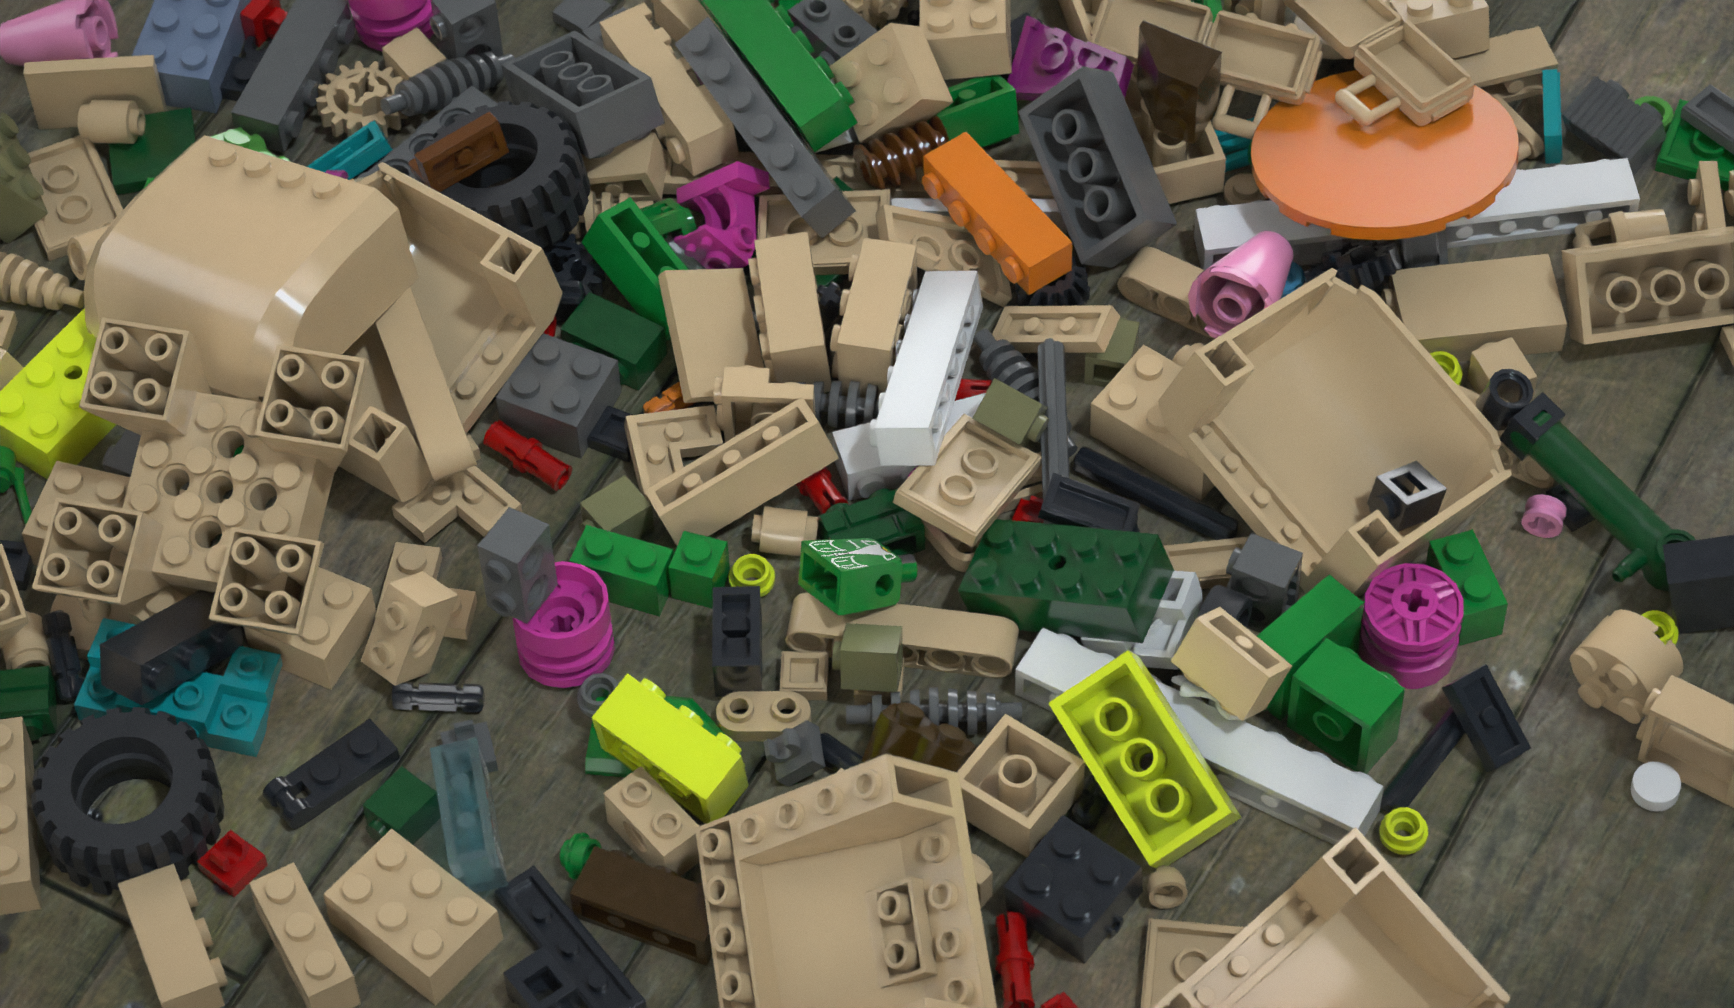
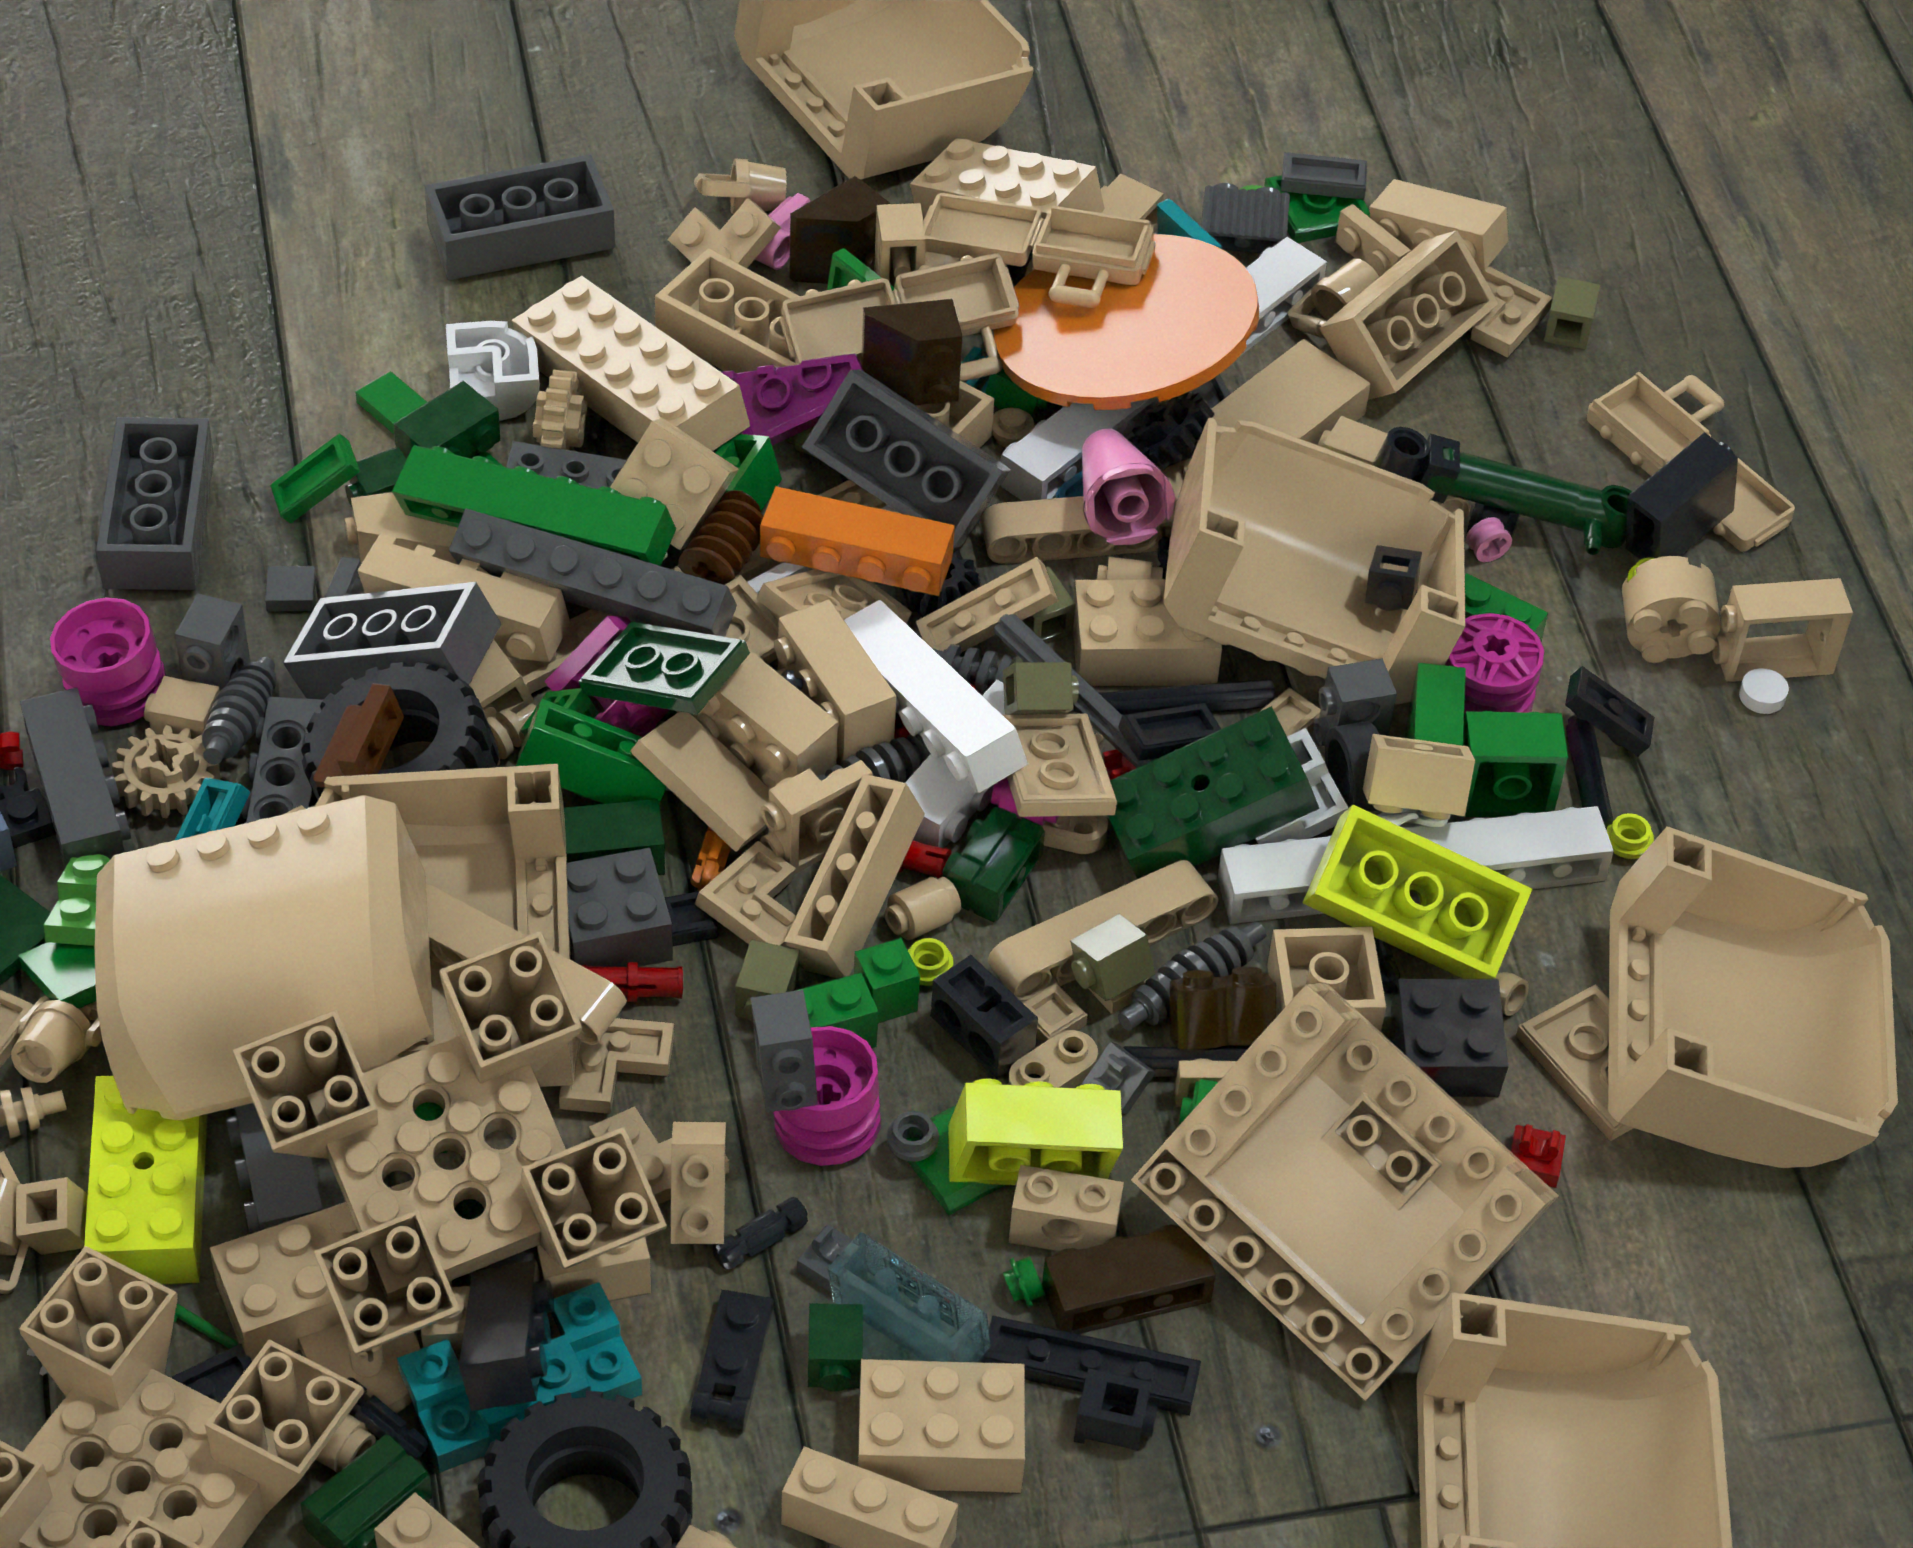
camera: 45 degrees left, 5 degrees down
(232, 863) = (721, 1495): red tile -> none
(735, 225) = (664, 667): none -> dark green tile
(853, 574) = (1045, 898): green torso -> none

